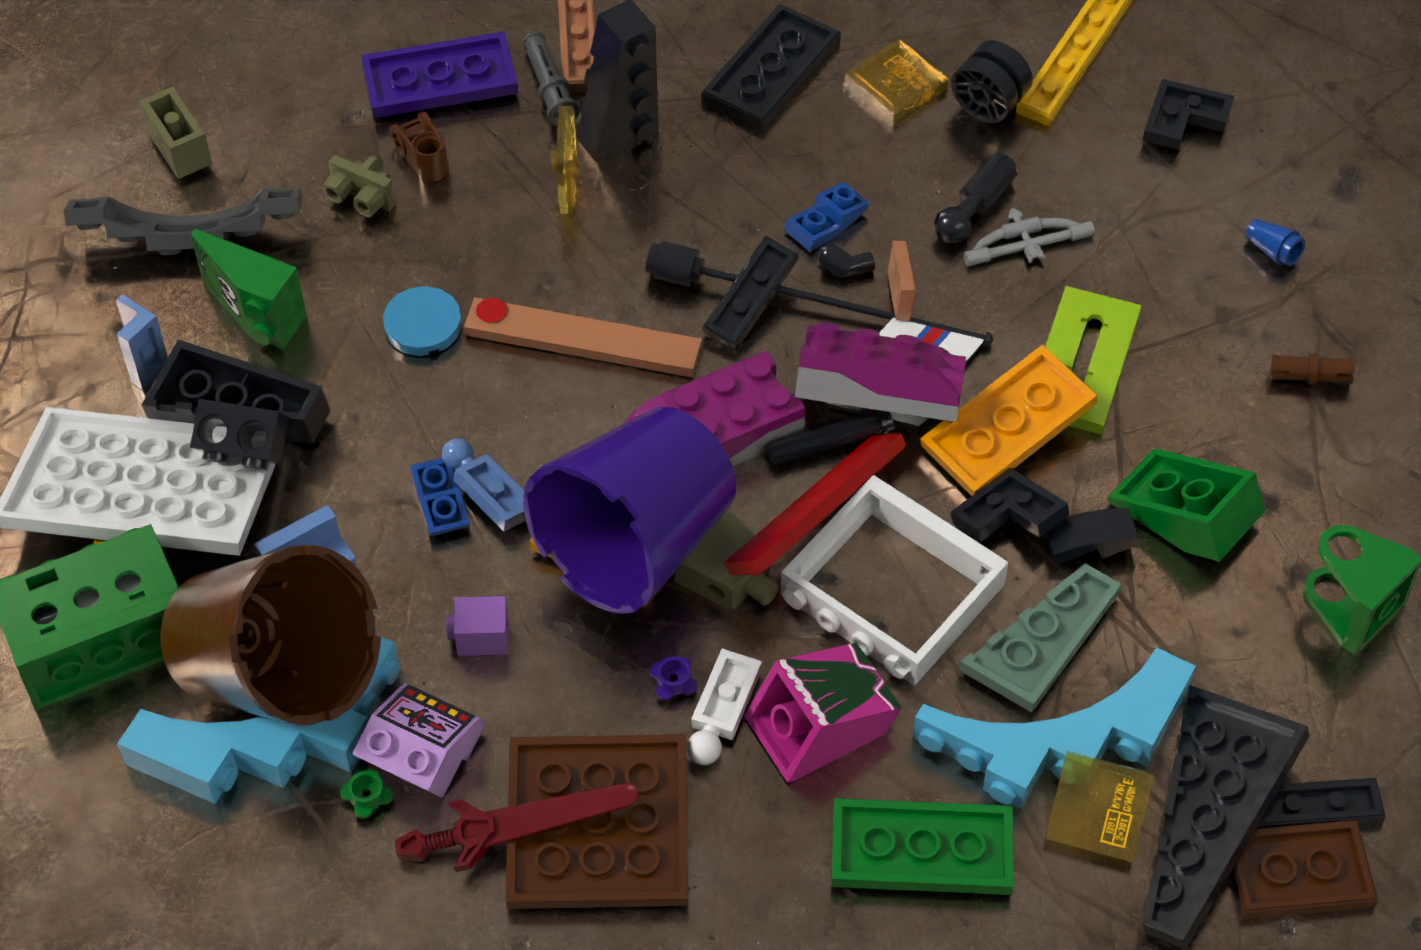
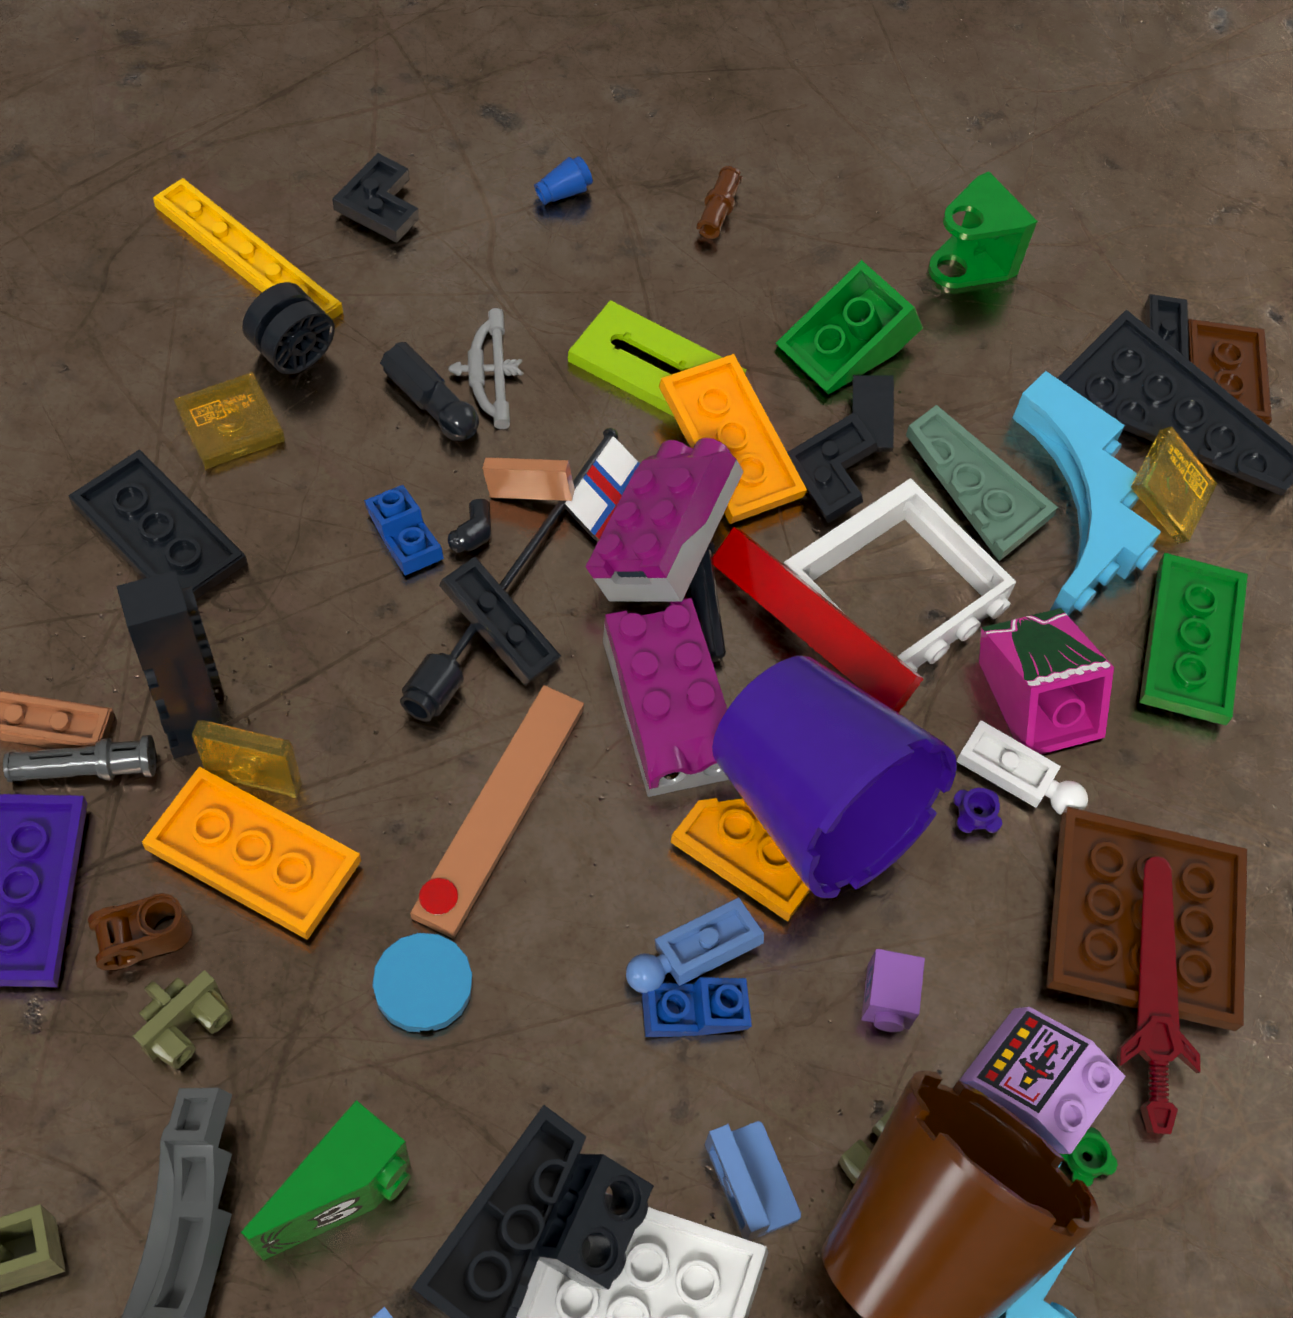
camera: 85 degrees left, 5 degrees up
(499, 193) = (252, 852): none -> light orange plate

